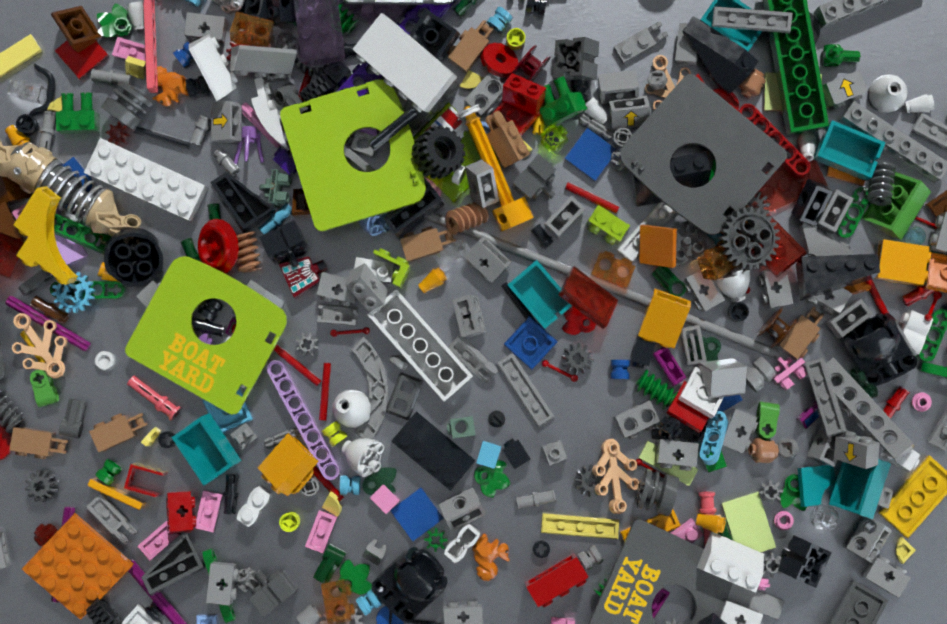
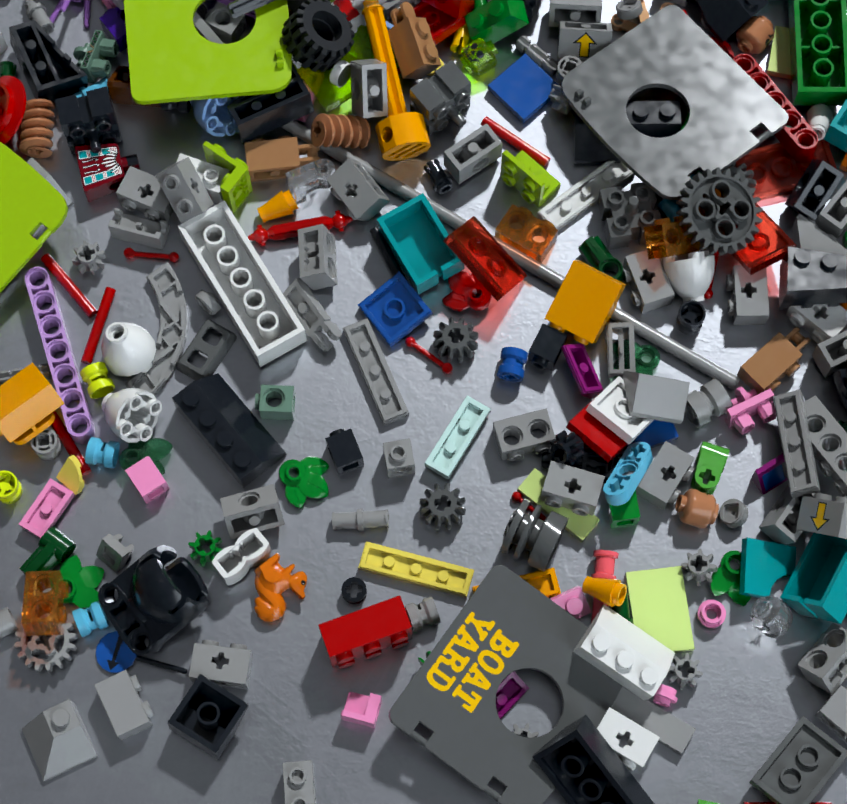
camera: 10 degrees right, 15 degrees down
(416, 514) = (187, 510): blue tile -> none
(451, 293) = (290, 229): none -> red wheel
(488, 454) = (305, 443): medium azure panel -> none
(496, 419) = (327, 403): black piece -> none
(591, 428) = (457, 437): none -> light aqua plate
(596, 110) = (540, 34): white cone -> none
(613, 474) = (479, 502): light nougat plant -> none
(655, 389) = (555, 398): green piece -> none
(658, 246) = (593, 208): orange tile -> none
(781, 331) = (735, 337): reddish brown piece -> none
(804, 561) = (732, 669): black brick -> none

